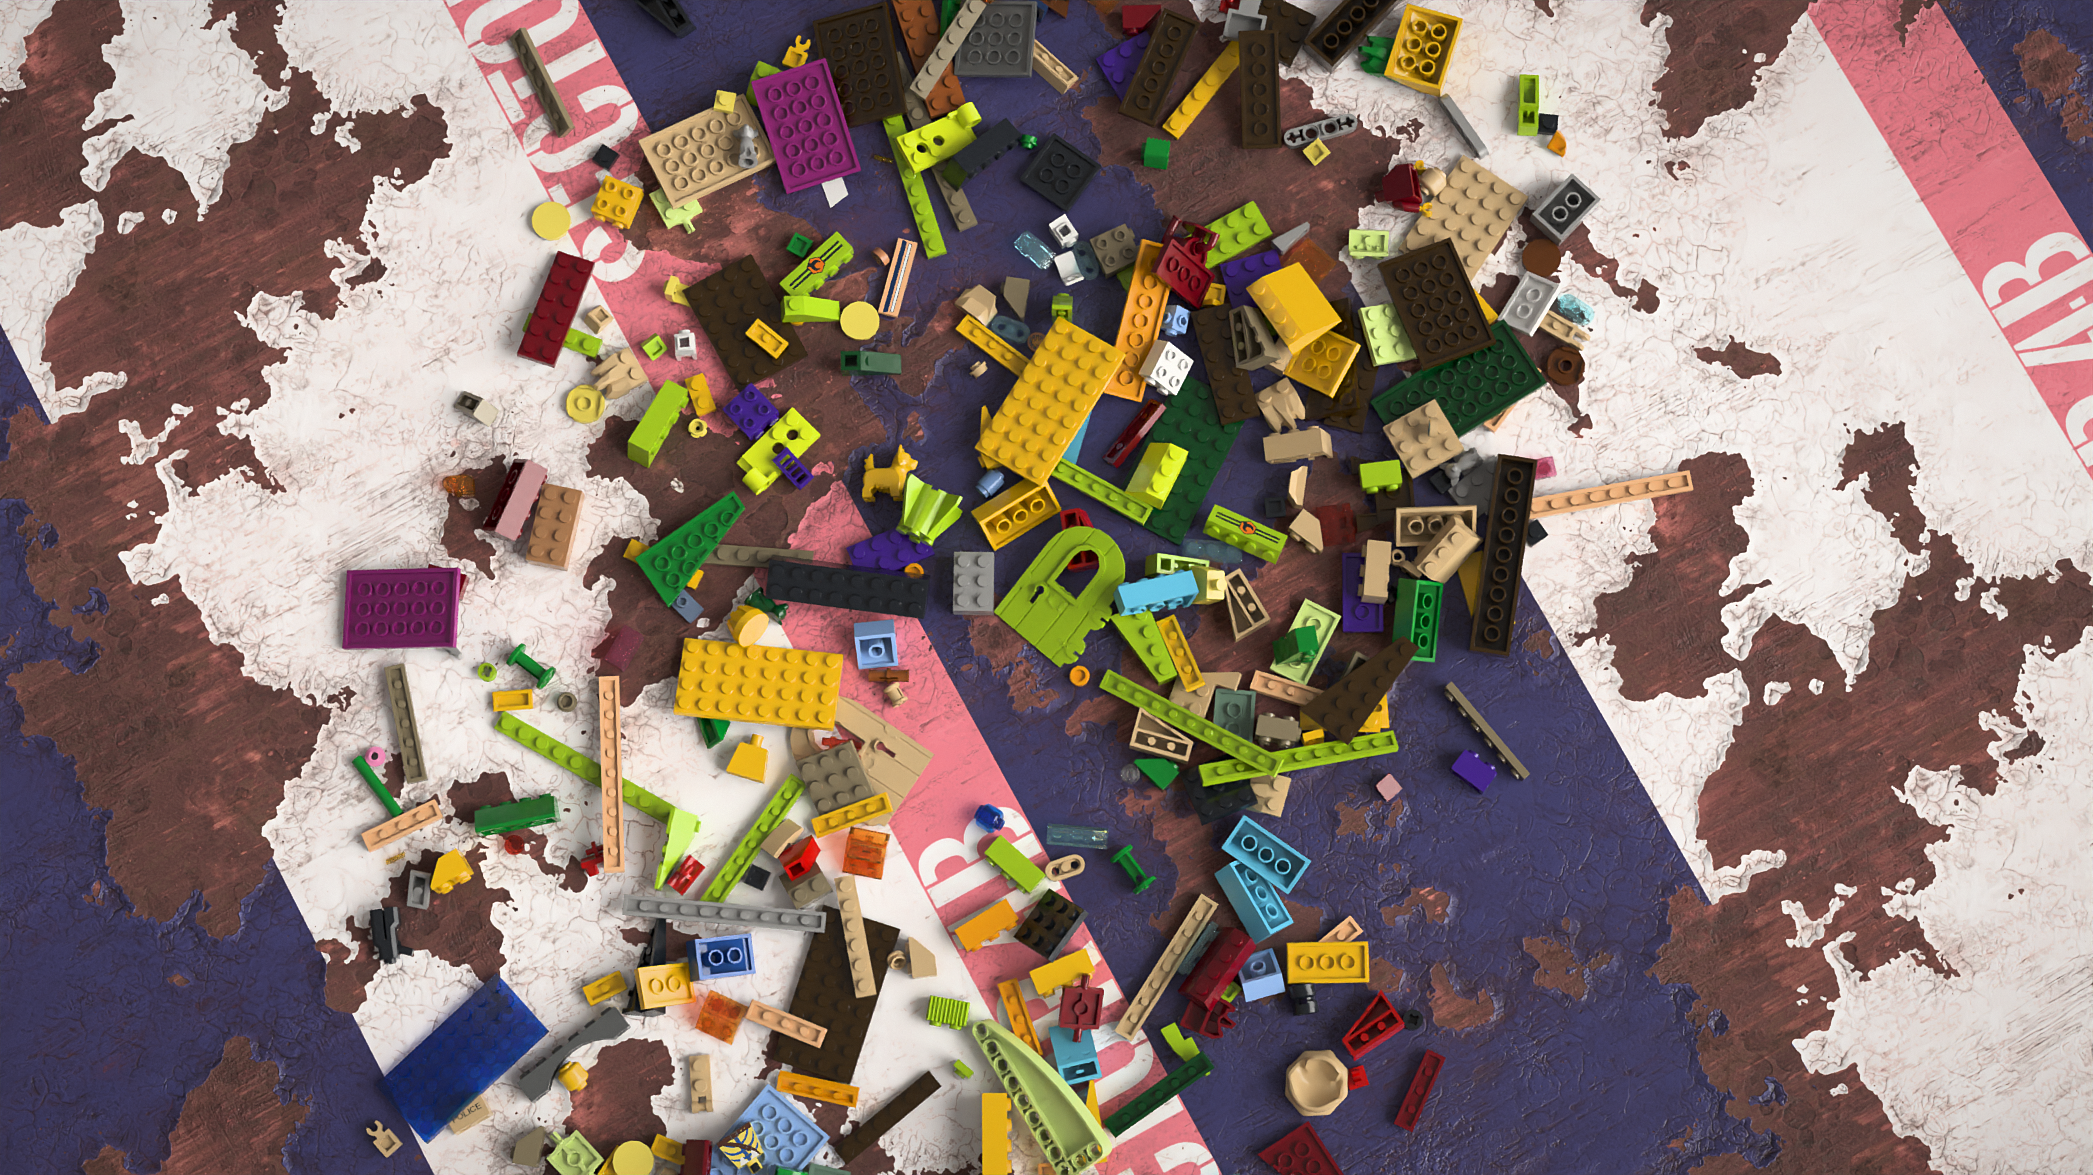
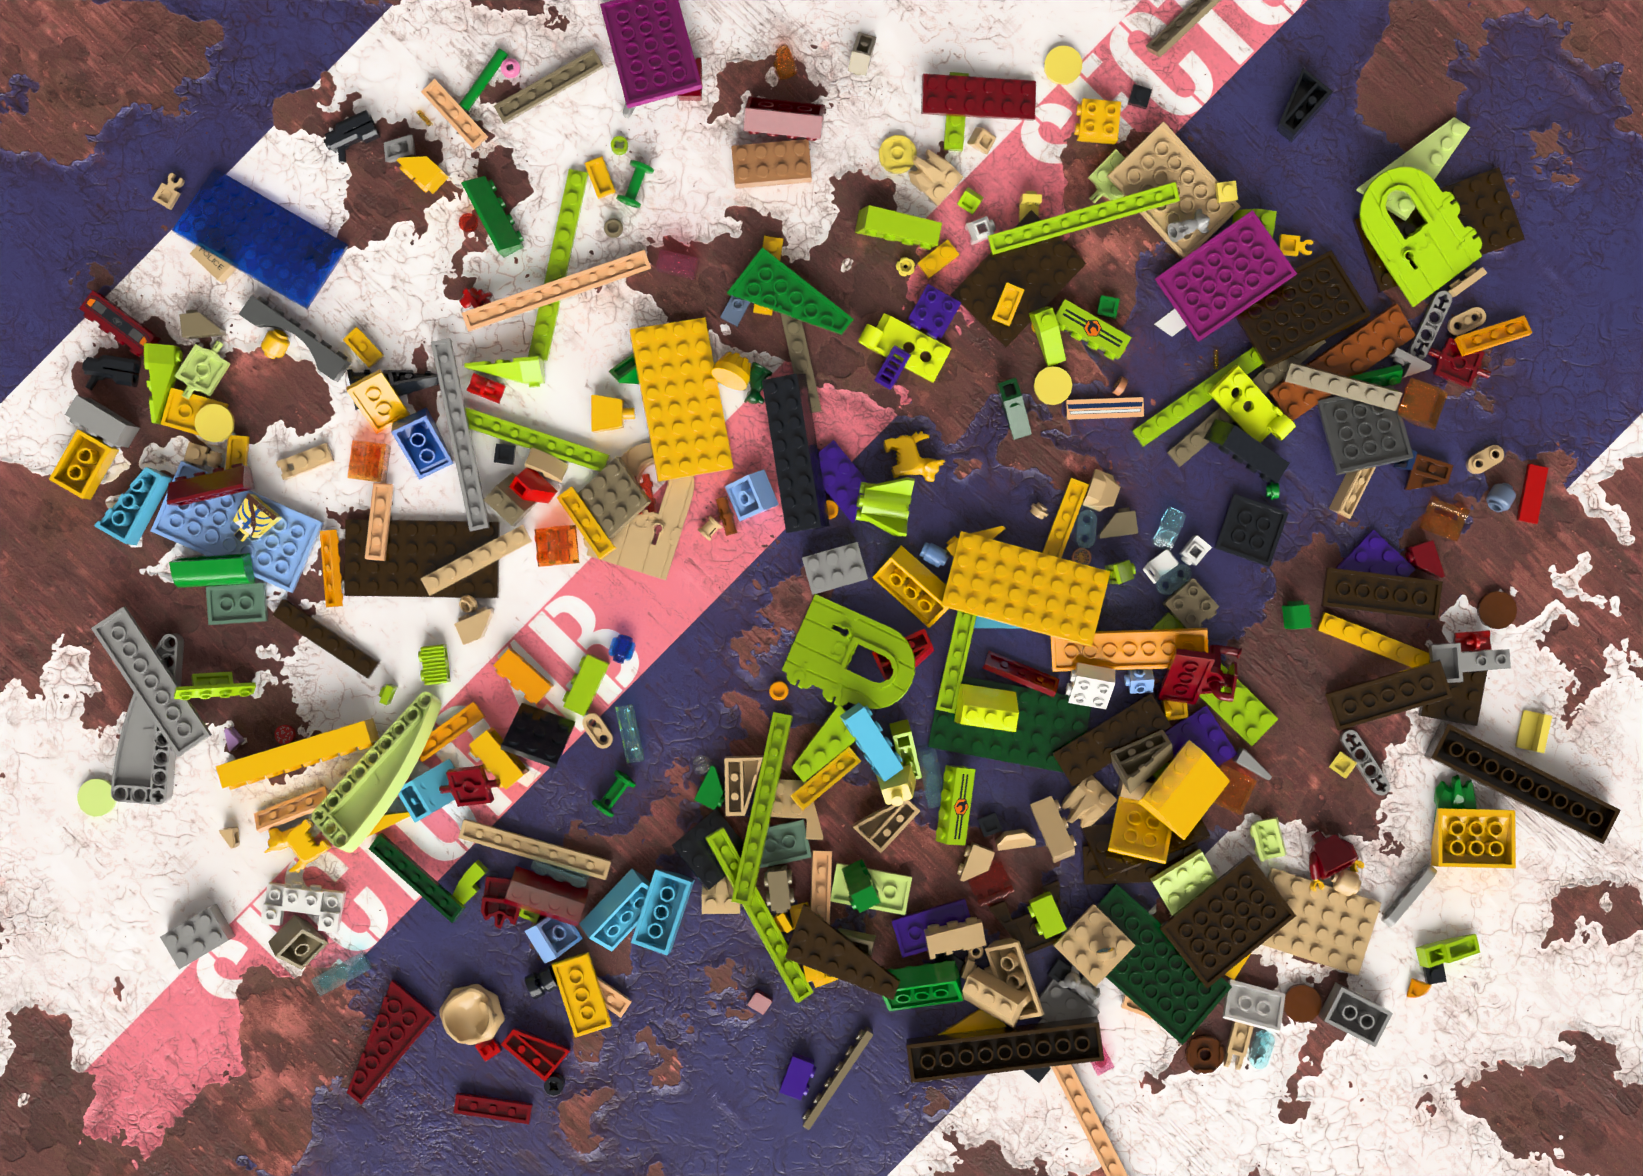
camera: 70 degrees right, 10 degrees up
(707, 243) = (1083, 218): none -> lime plate

